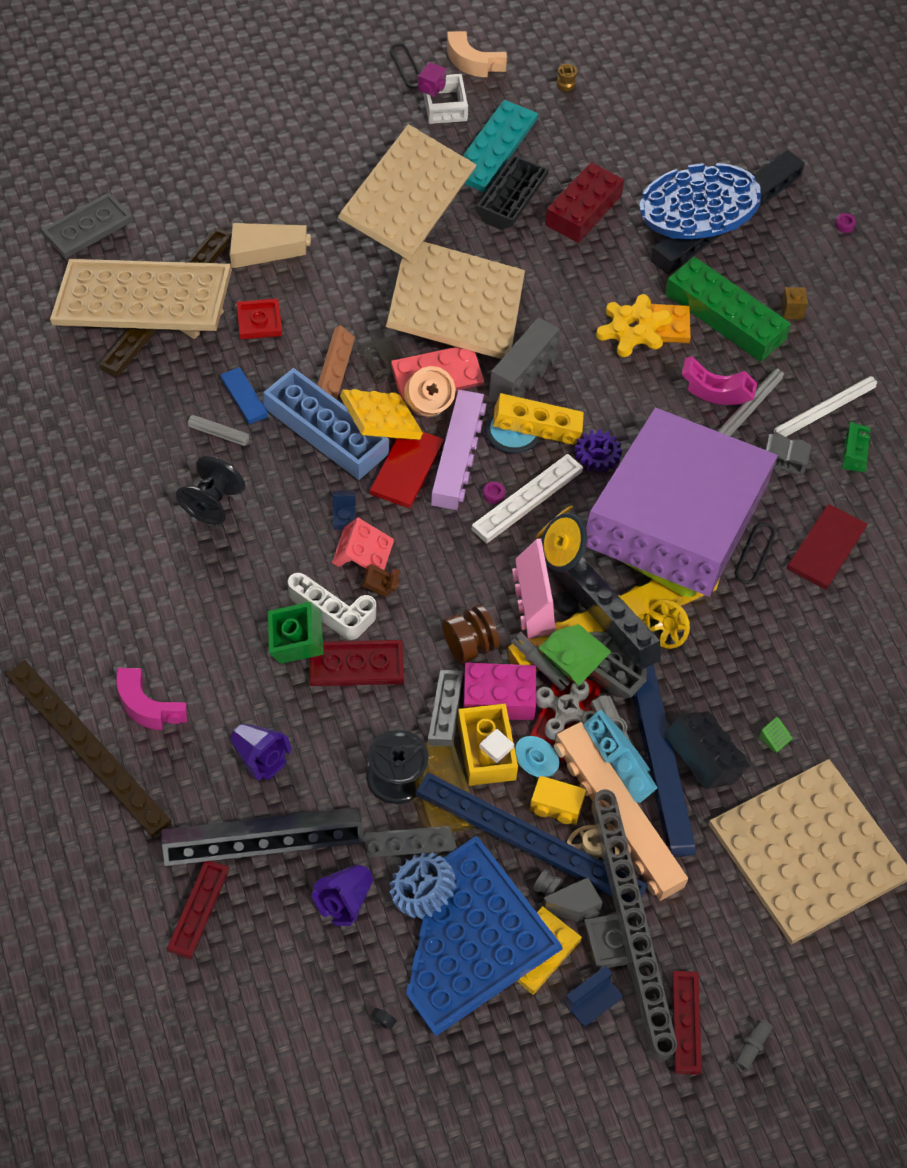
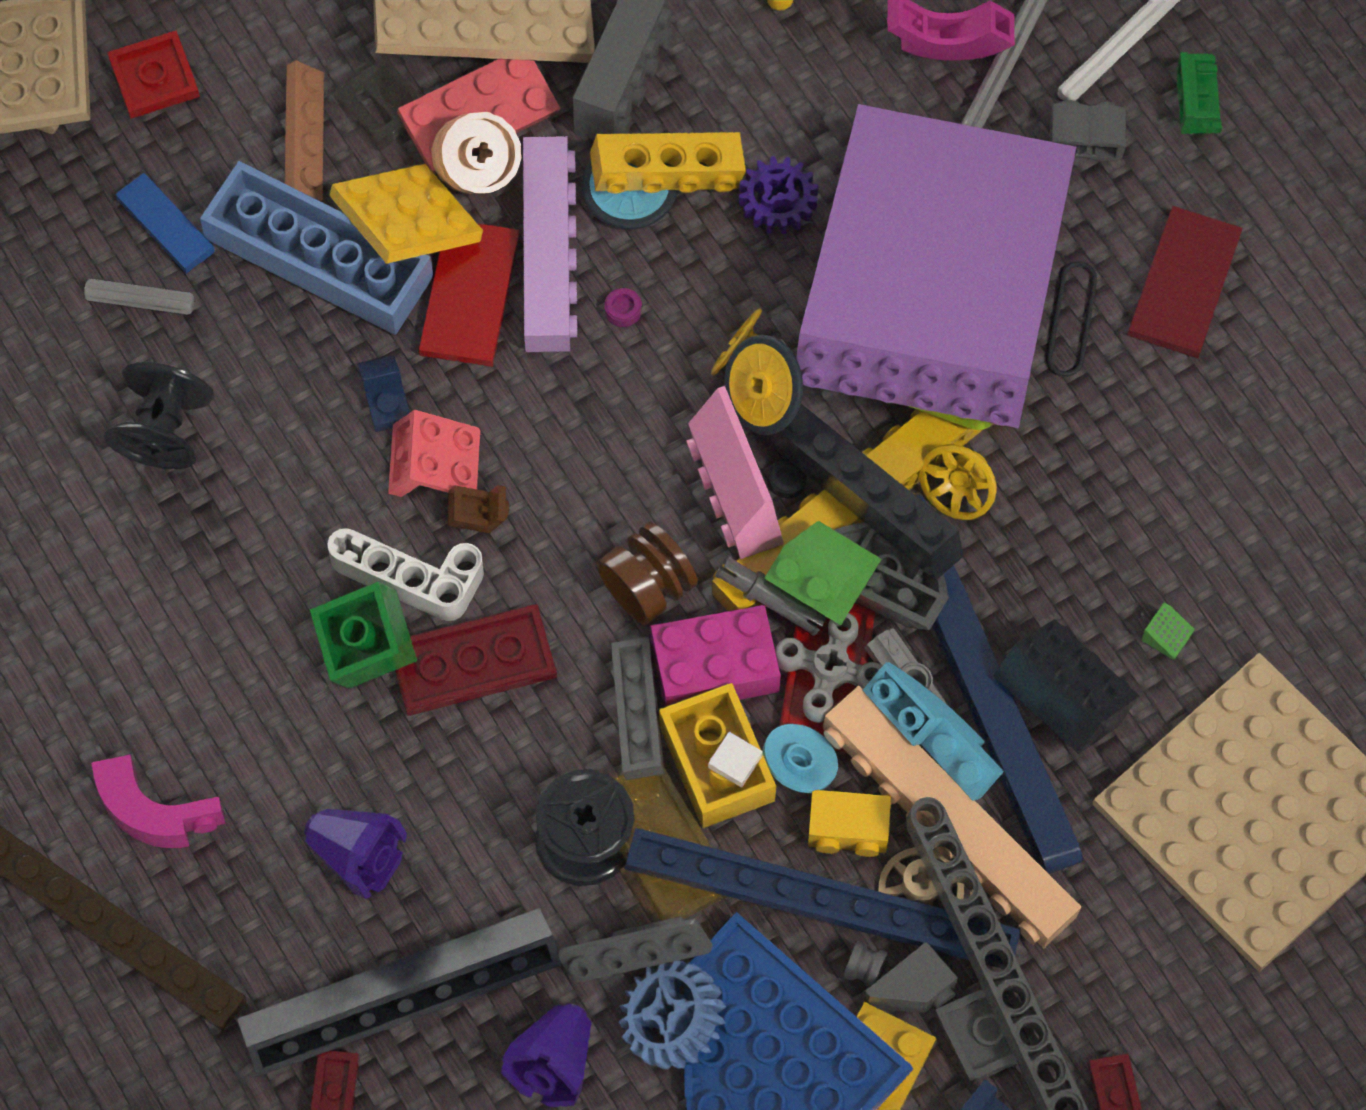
camera: 10 degrees left, 10 degrees up
(526, 498) = (680, 307): white plate -> none

